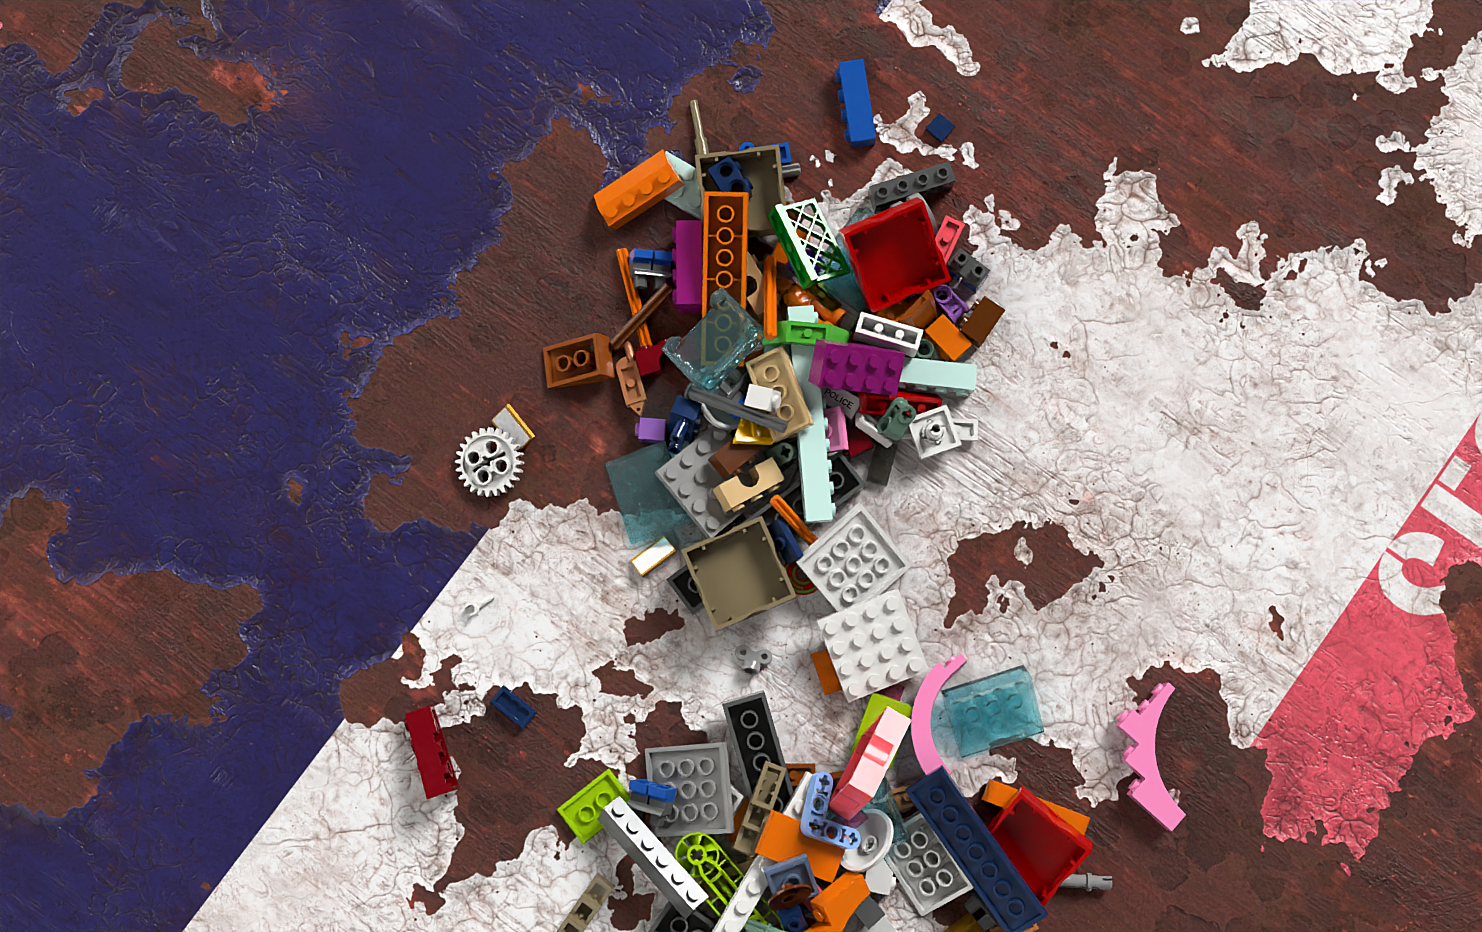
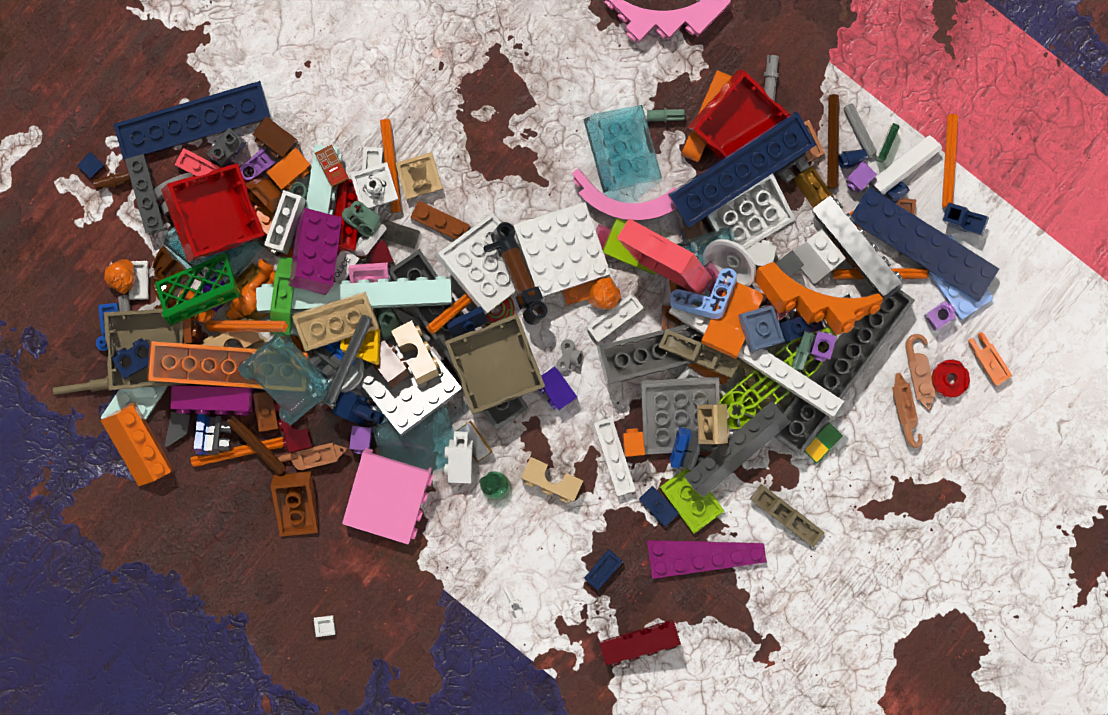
camera: 90 degrees left, 5 degrees up
(446, 400) = (324, 626): none -> white tile
(497, 479) = (367, 593): white gear -> none
(510, 422) = (353, 564): flat silver slope -> none
(529, 804) = (686, 557): none -> magenta wing
(586, 461) = (387, 497): none -> bright pink panel
(587, 767) = (658, 506): none -> dark blue plate
(603, 661) = (535, 475): none -> tan arch
(604, 581) = (495, 485): none -> clear green hair
(632, 539) = (459, 458): none -> white brick
(641, 715) = (614, 456): none -> white plate
(656, 736) = (633, 443): none -> orange brick
(657, 233) = (177, 427): none -> dark grey tile
(677, 325) = (265, 411): none -> dark orange plate
(678, 827) = (712, 424): none -> tan slope
(714, 646) = (557, 389): none -> dark purple brick
(763, 238) = (189, 331): none -> dark orange plate
(763, 398) = (340, 335): white brick -> none
(789, 896) = (773, 330): reddish brown dish -> none
(799, 709) = (615, 317): none -> white plate
(817, 184) = (140, 290): none -> white tile
(819, 608) = (527, 294): none -> black piece
(820, 164) = (120, 276): none -> orange hair
(824, 696) = (604, 294): none -> orange hair
(835, 213) = (166, 265): none -> reddish brown brick
(856, 103) = (64, 240): blue brick -> none
(899, 507) = (439, 220): none -> dark orange plate
(924, 149) = (111, 180): none -> reddish brown pin
(948, 482) = (419, 176): none -> tan plate
(953, 384) = (331, 166): none -> dark orange tile
(964, 449) = (389, 156): none -> orange axle
(995, 233) = (192, 120): none -> dark blue plate
(1033, 759) = (665, 115): none -> sand green axle

